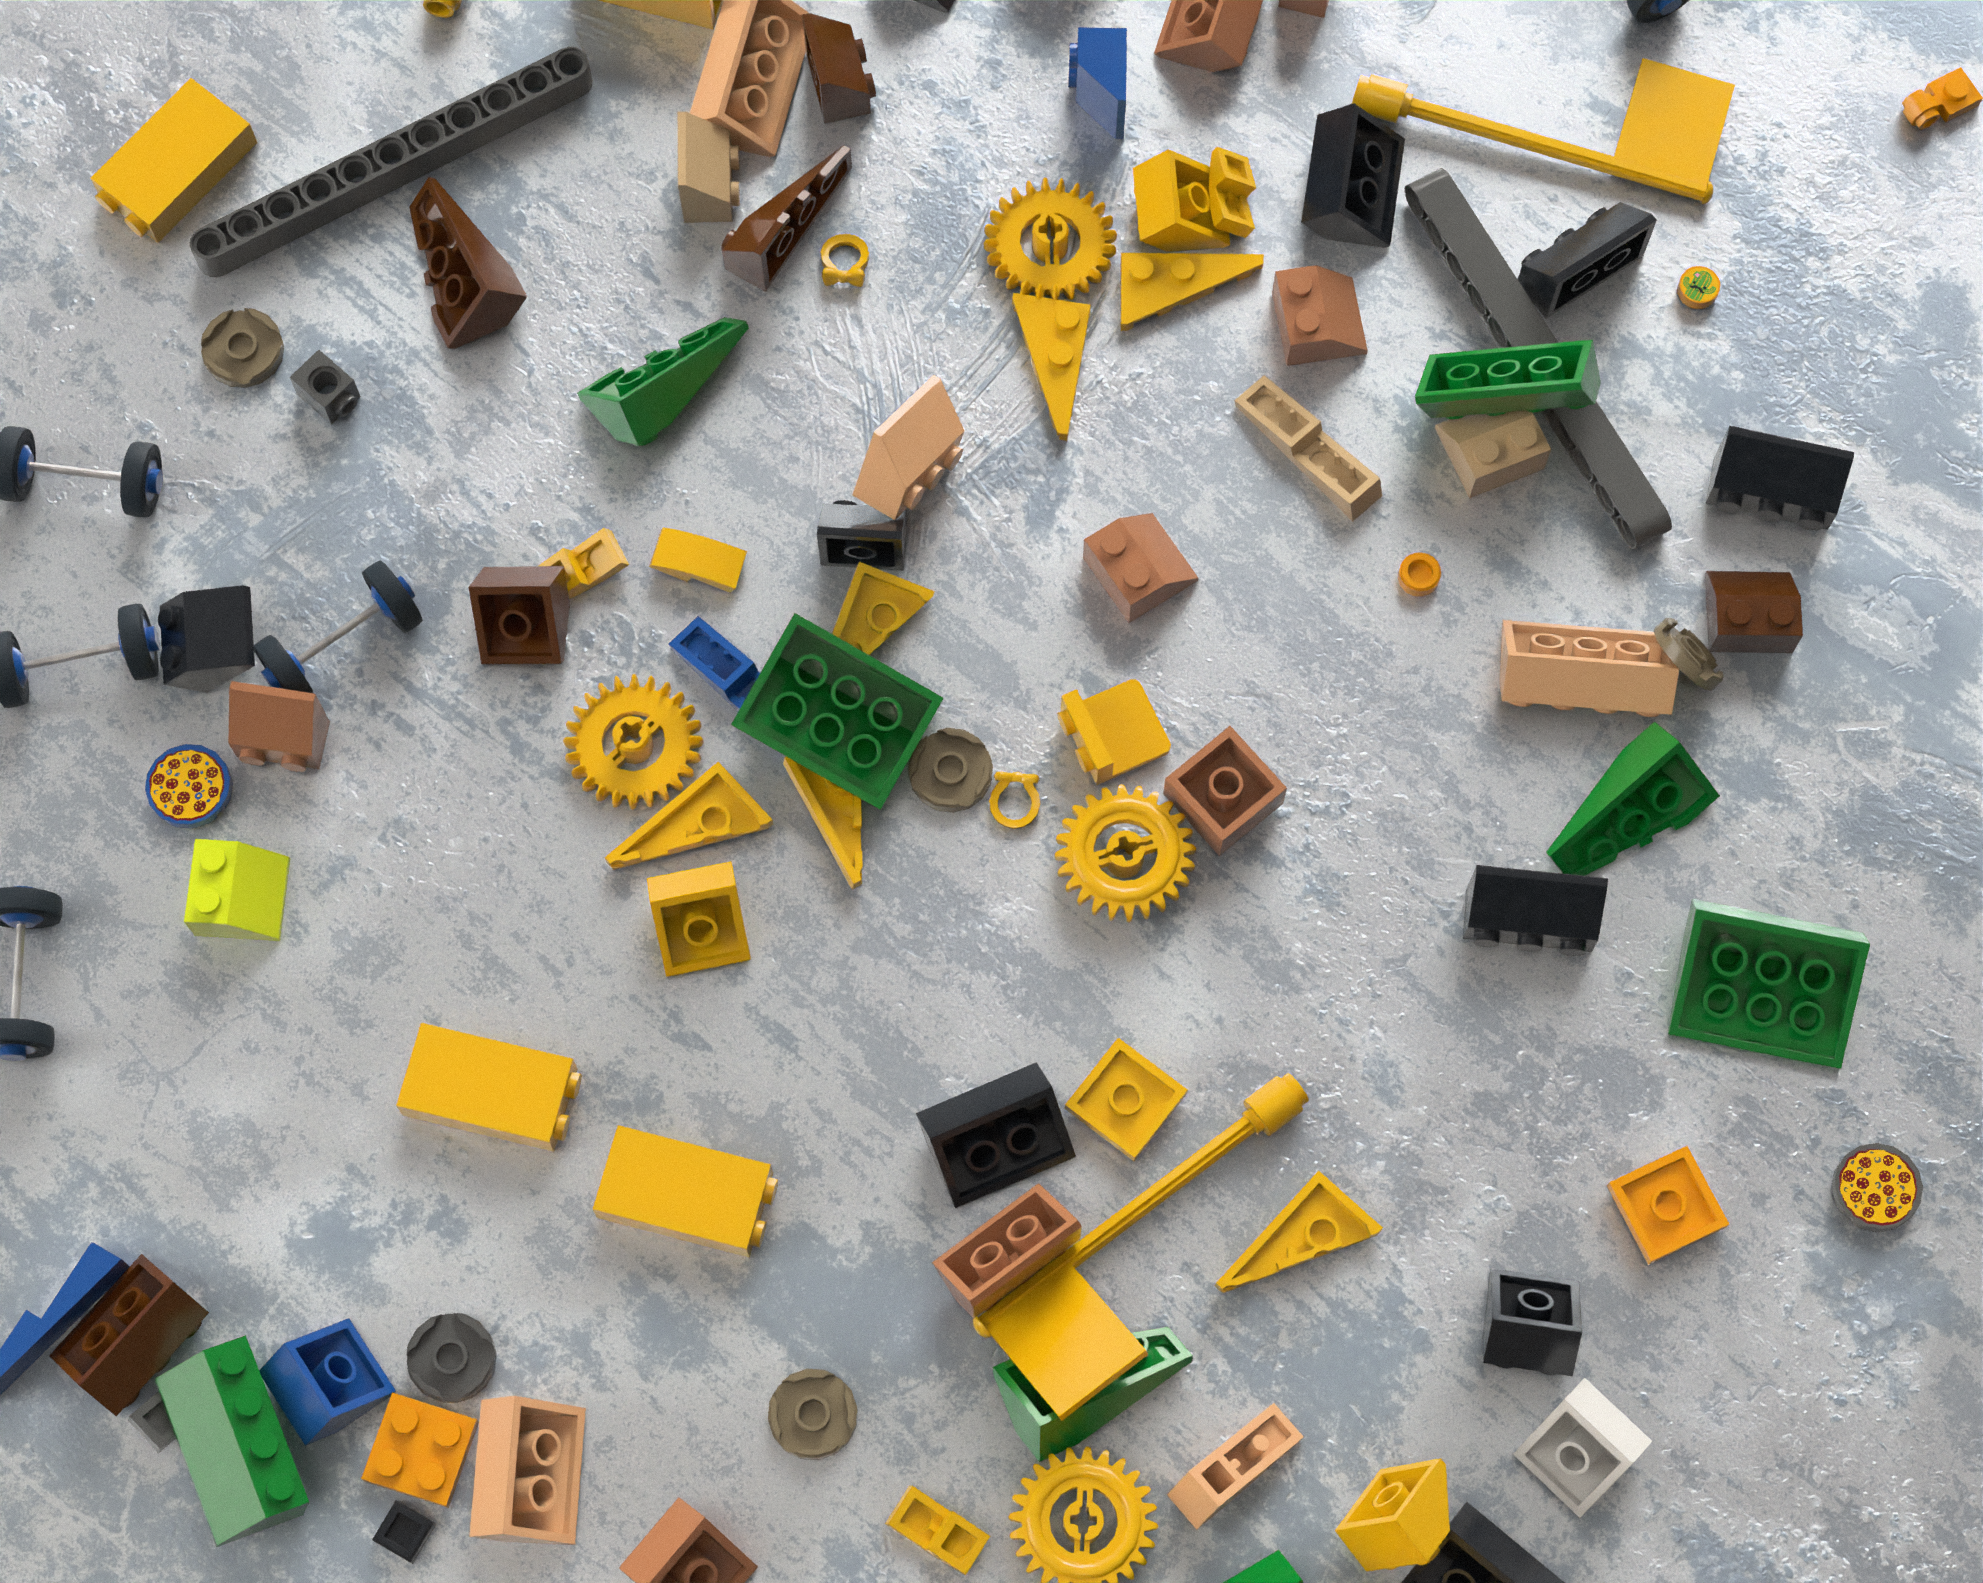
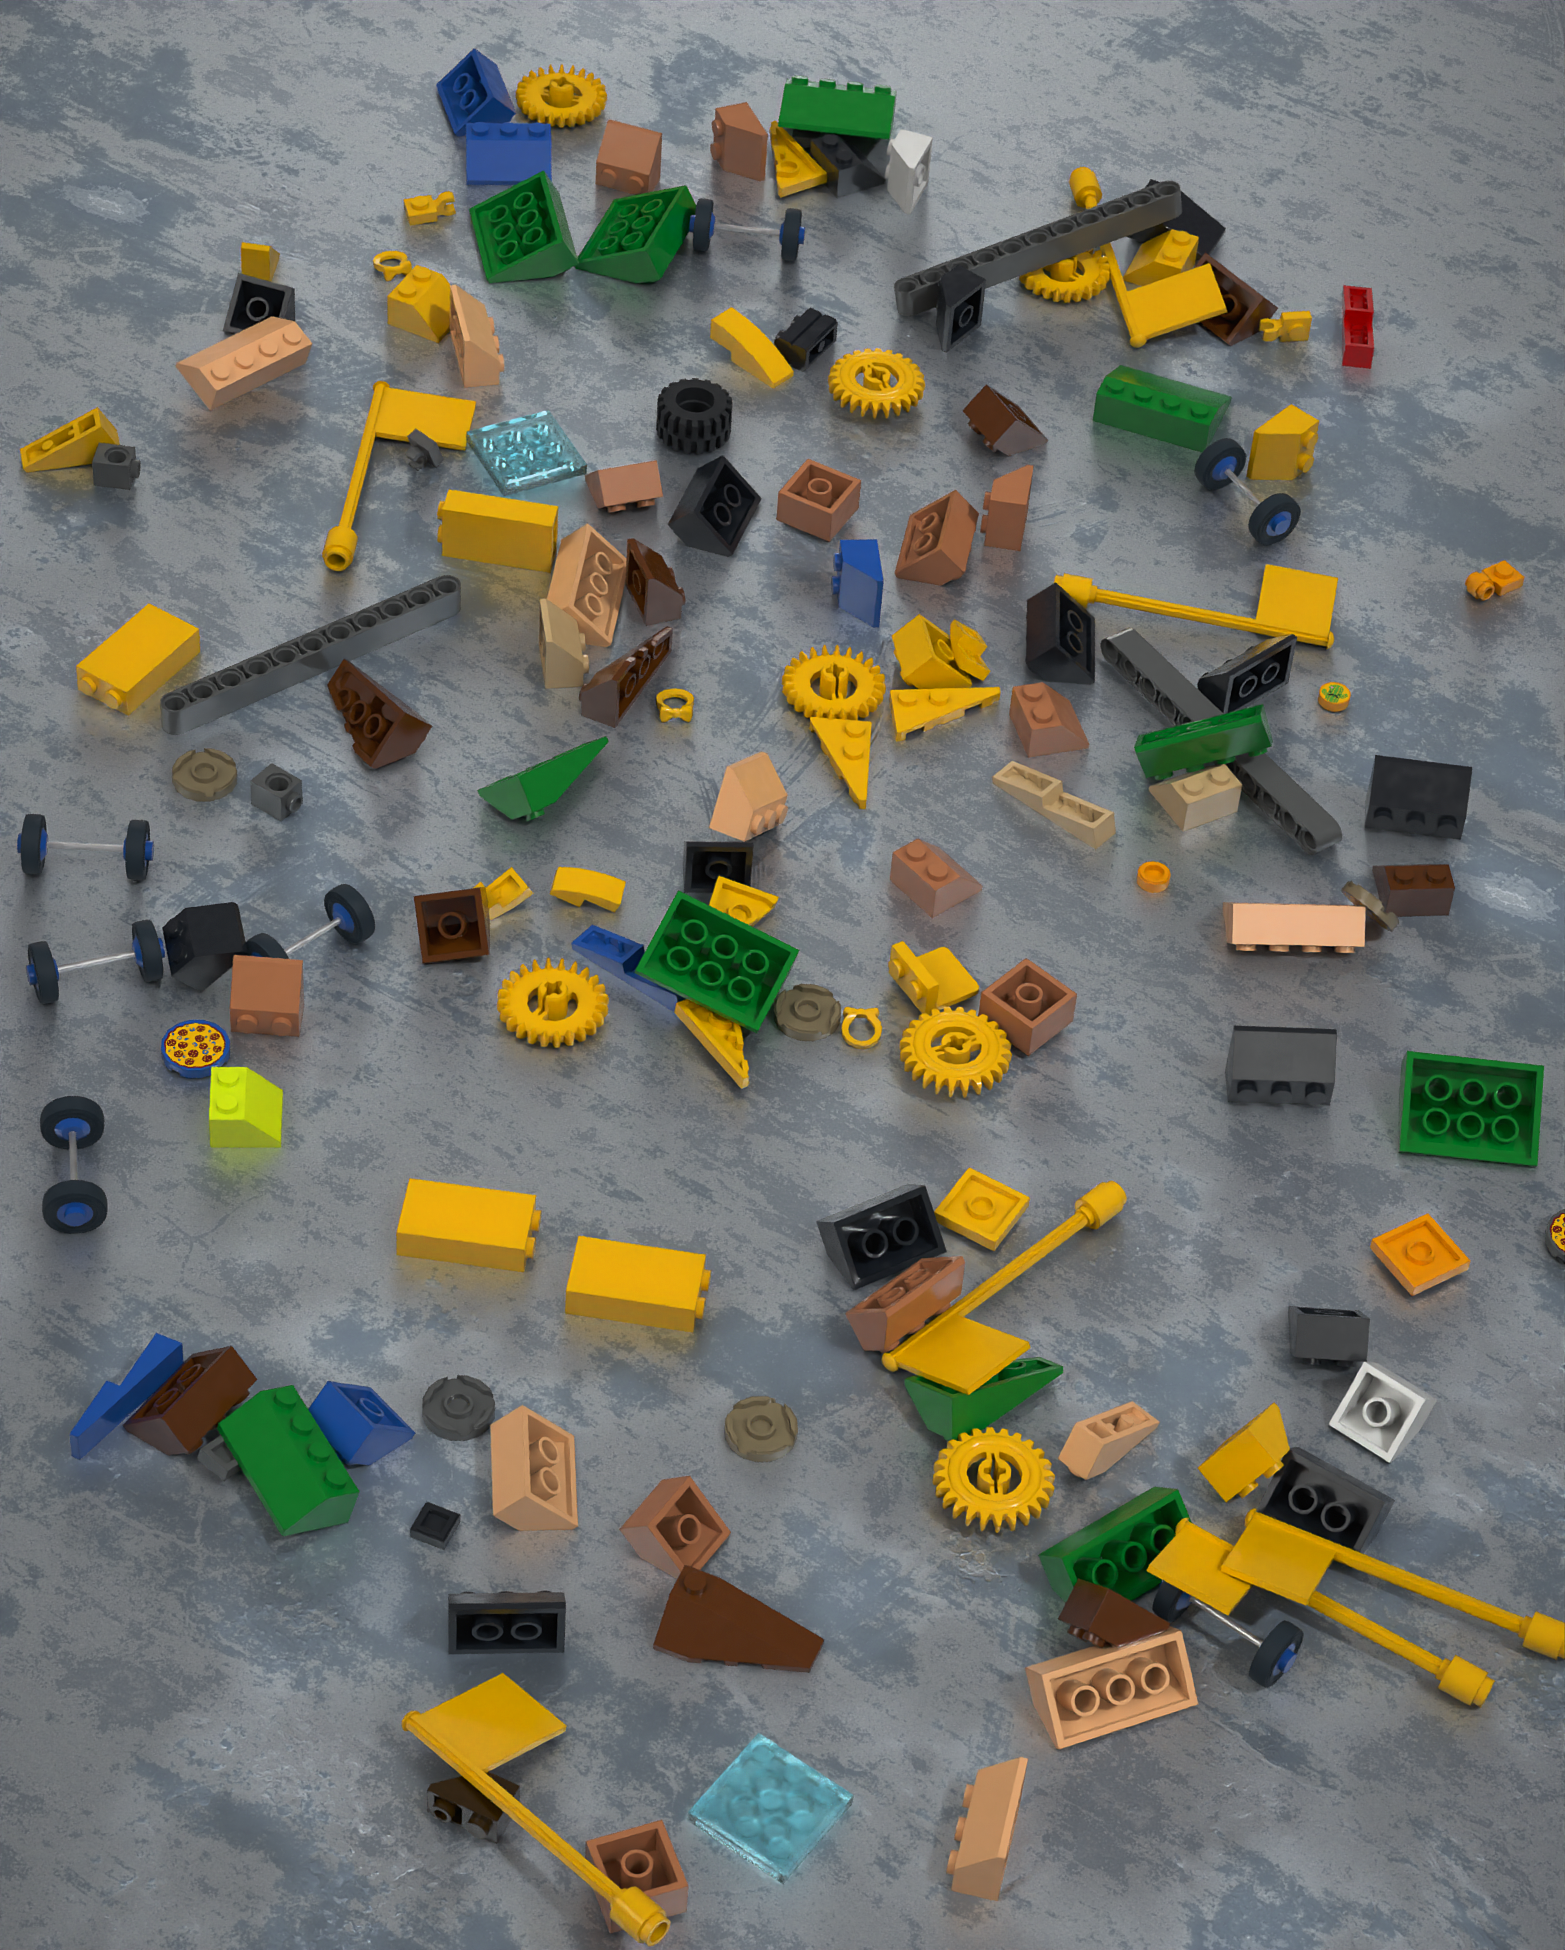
camera: 10 degrees left, 25 degrees down
(420, 1450) = (441, 1470): light orange plate -> none
(698, 919) = (622, 1110): yellow slope -> none
(701, 815) = (614, 1045): yellow wing -> none
(937, 1530) = (881, 1502): yellow slope -> none
(1309, 1227) = (1137, 1284): yellow wing -> none
(1640, 794) = (1354, 996): green wedge -> none

